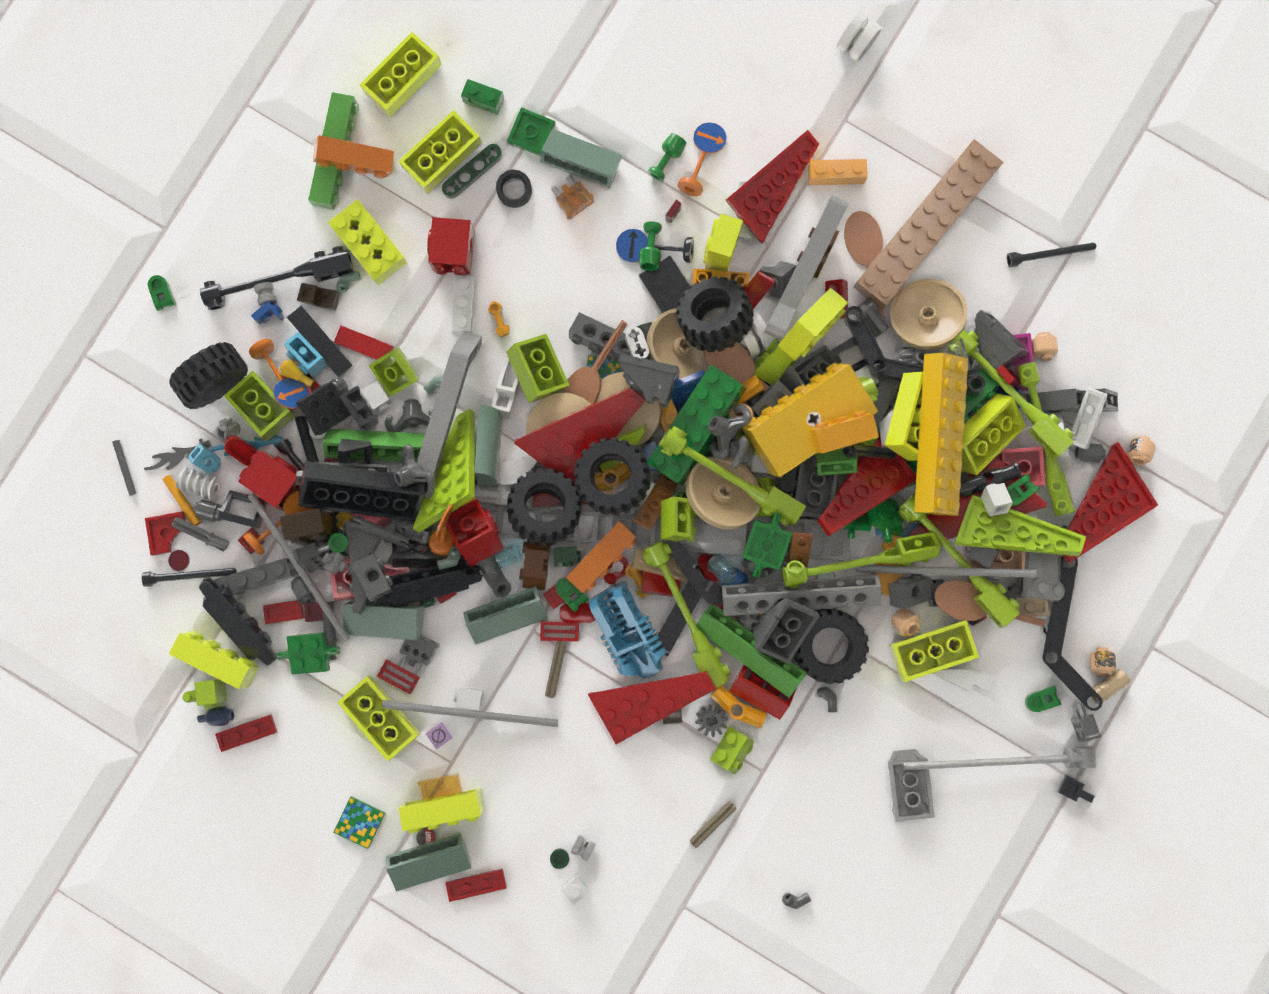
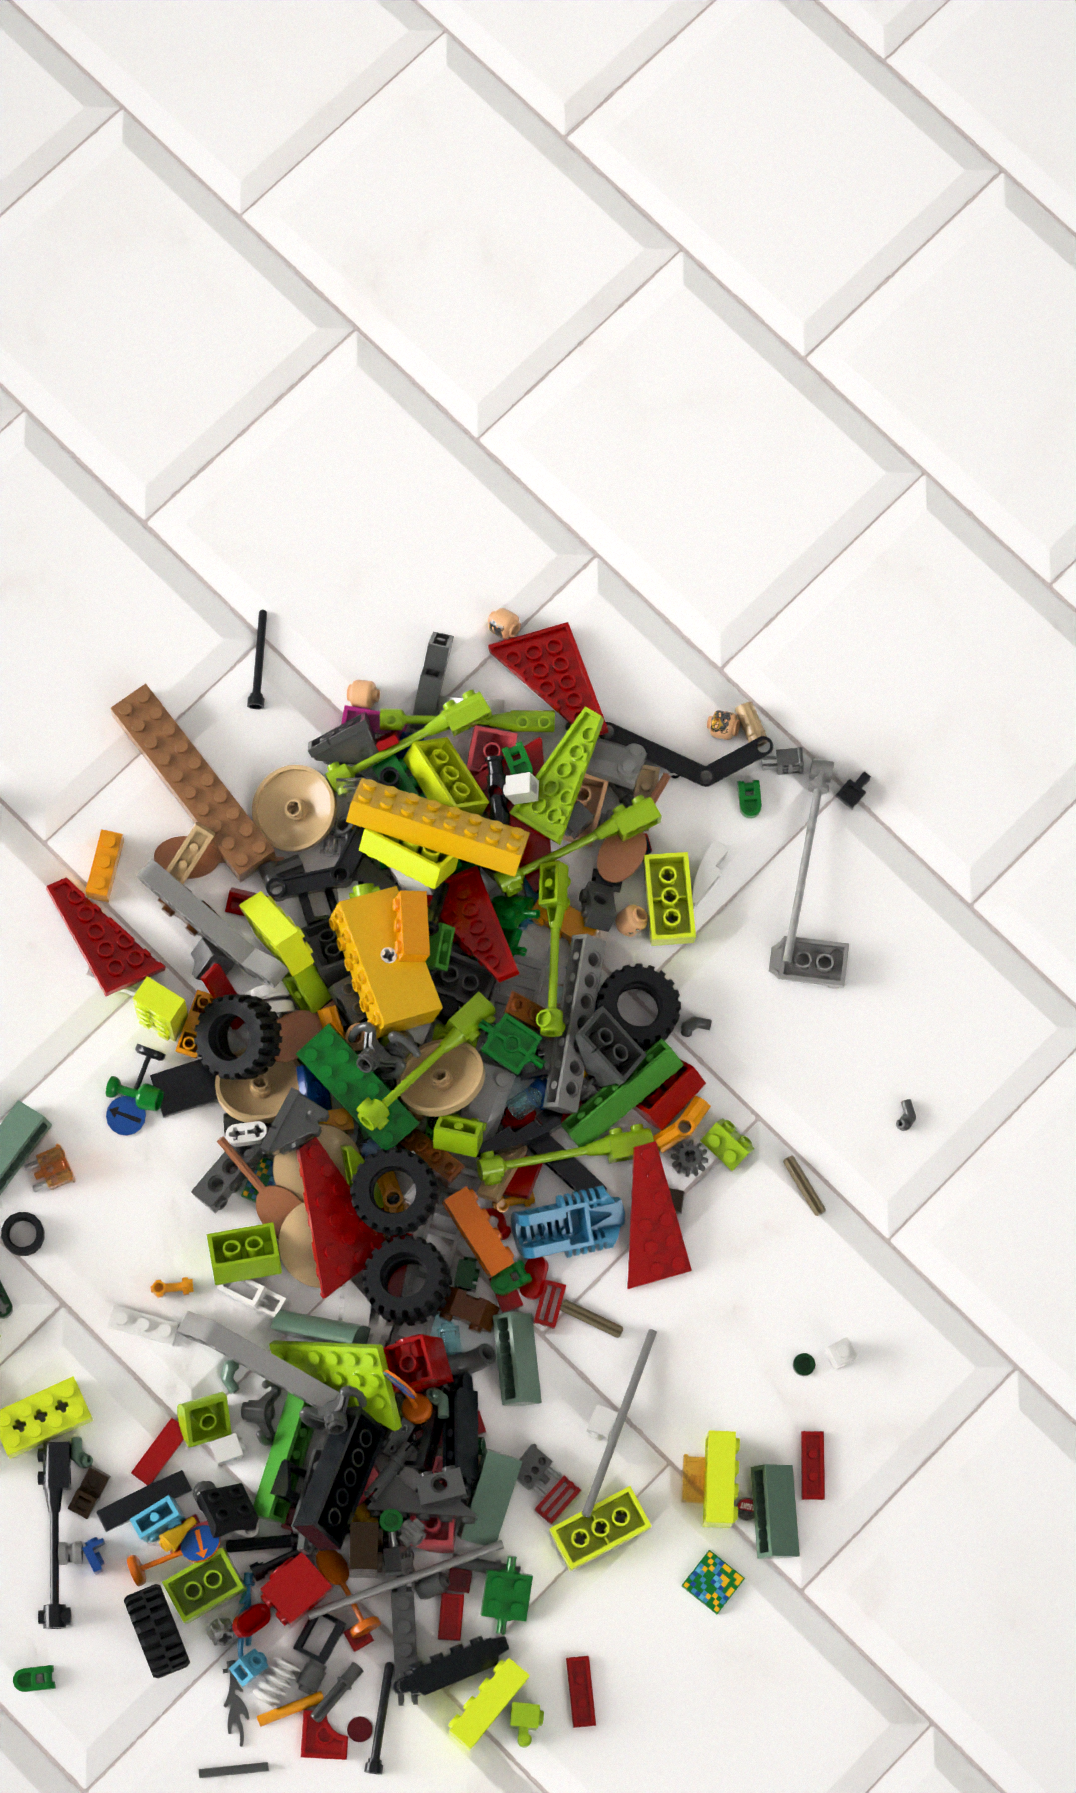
camera: 85 degrees left, 10 degrees down
(217, 716) = (554, 1720): dark blue plant -> none
(359, 409) = (238, 1471): black window -> none
(439, 735) = (635, 1468): lavender tile -> none
(450, 246) = (74, 1319): red brick -> none
(578, 847) = (798, 1334): light grey wheel -> none
(673, 147) = (25, 1041): green piece -> none
(673, 211) = (100, 1058): dark red tile -> none
(709, 139) = (25, 998): piece -> none
(864, 236) = (190, 852): none -> tan plate
(947, 571) = (586, 860): light grey piece -> none
(1088, 417) = (455, 669): white plate -> none
(1093, 454) = (492, 677): dark grey brick -> none

